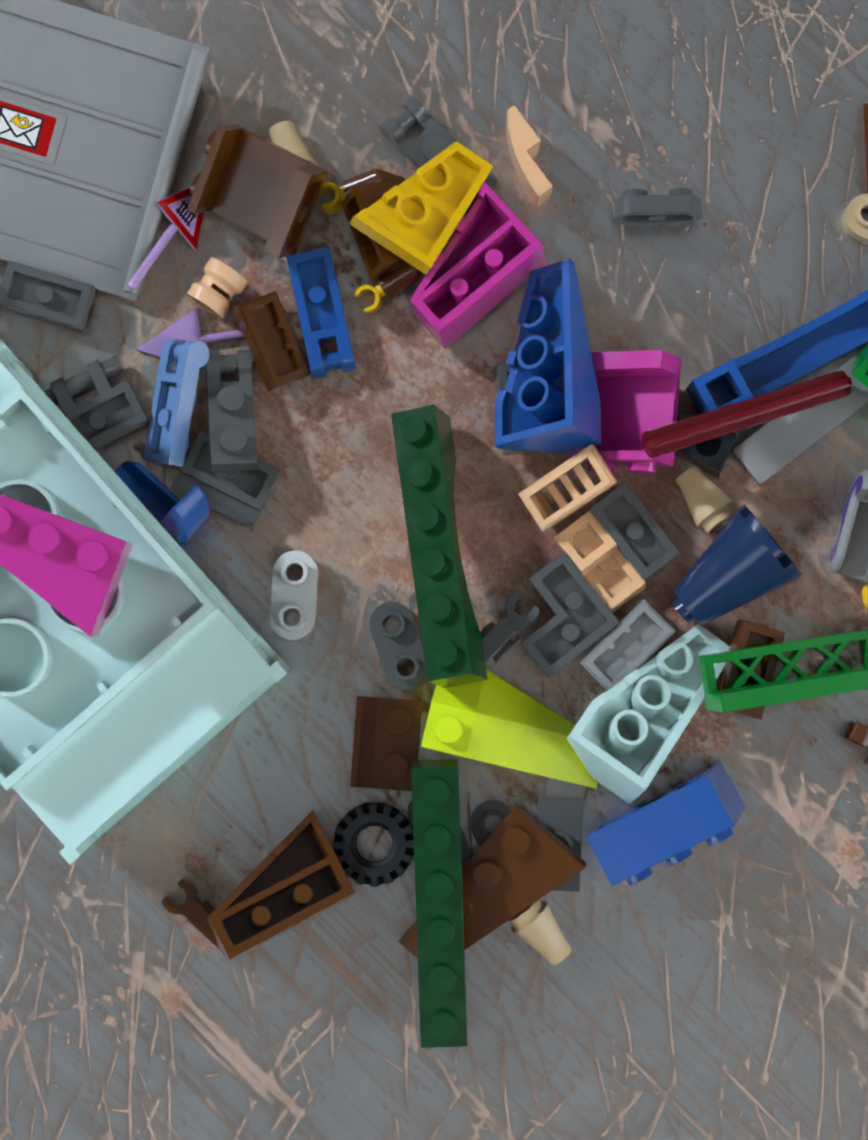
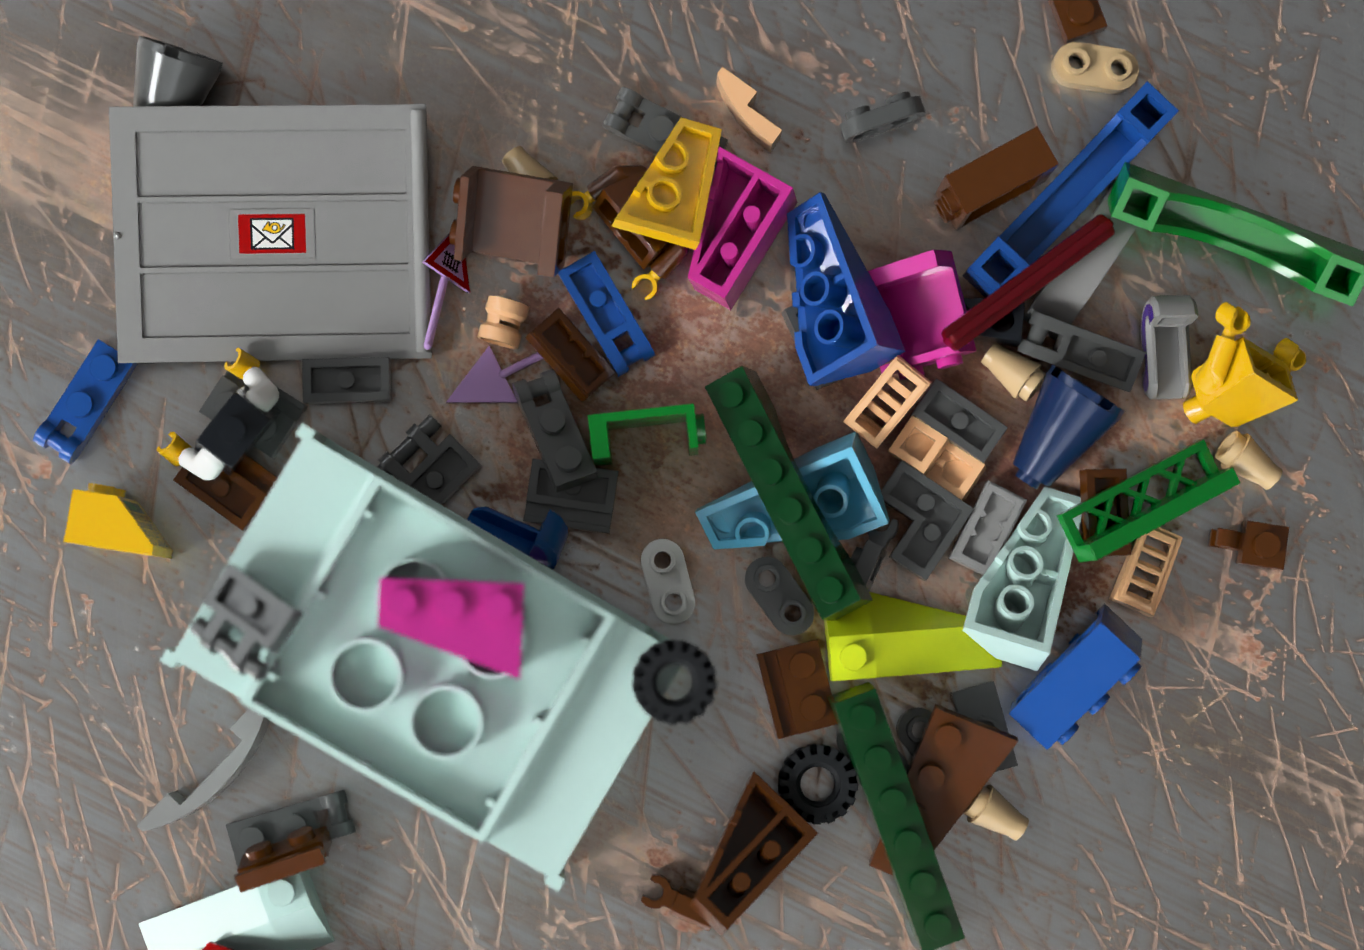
camera: 25 degrees left, 0 degrees up
(174, 400) = (499, 439): medium blue plate -> none
(223, 693) = (702, 686): none -> black tyre
(276, 419) = (601, 424): none -> green panel
(493, 549) = (839, 481): none -> medium azure wedge
(748, 302) = (995, 178): none -> reddish brown window
(750, 768) = (1148, 605): none -> light nougat slope
(780, 503) = (1083, 352): none -> dark grey plate

